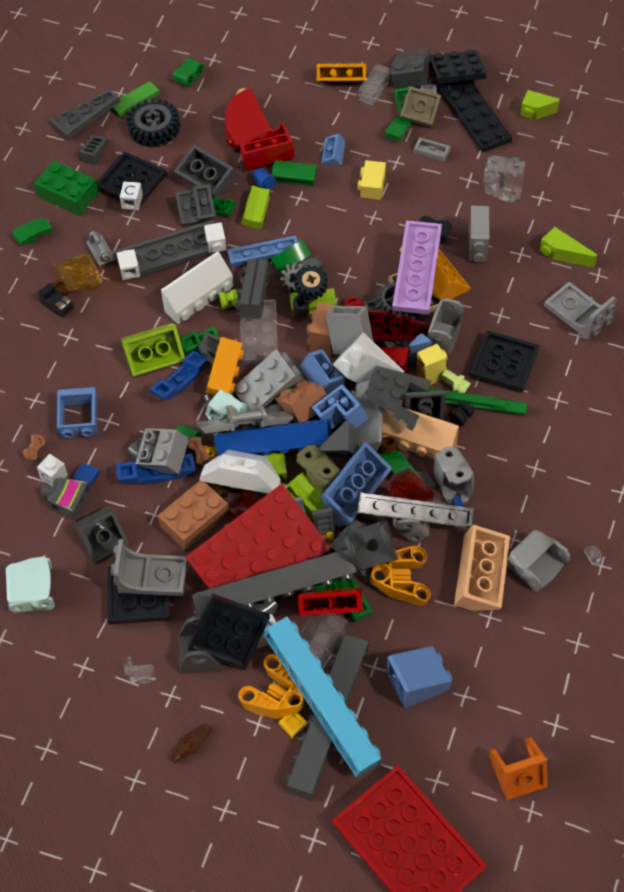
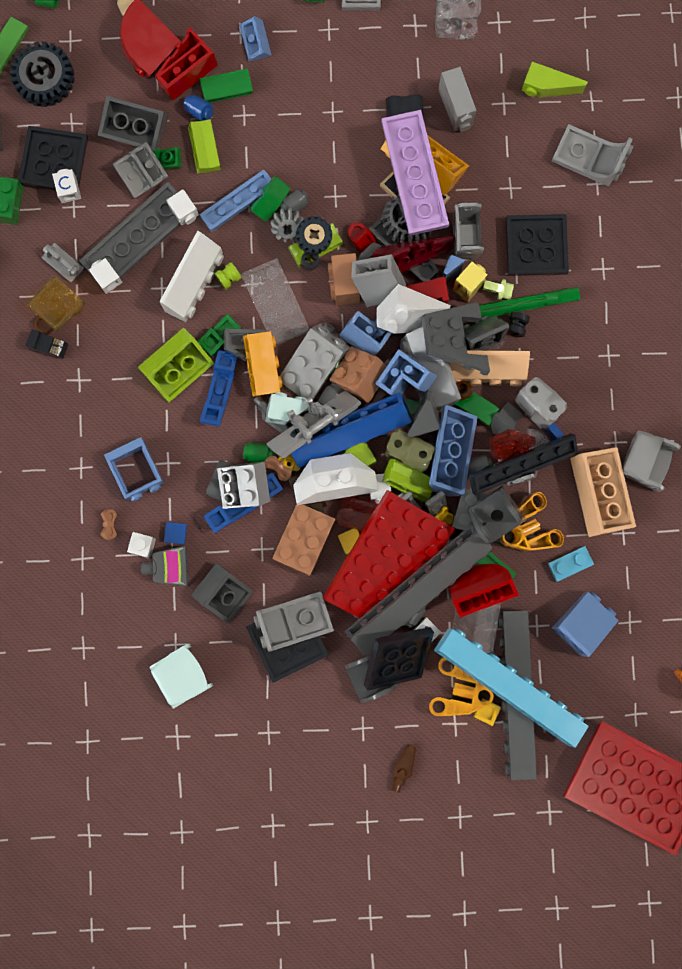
camera: 25 degrees left, 25 degrees up
(141, 673) = (330, 722): clear bracket -> none
(253, 288) = (251, 256): dark grey brick -> none
(372, 180) = (315, 65): light yellow brick -> none
(428, 623) = (570, 564): none -> medium azure plate

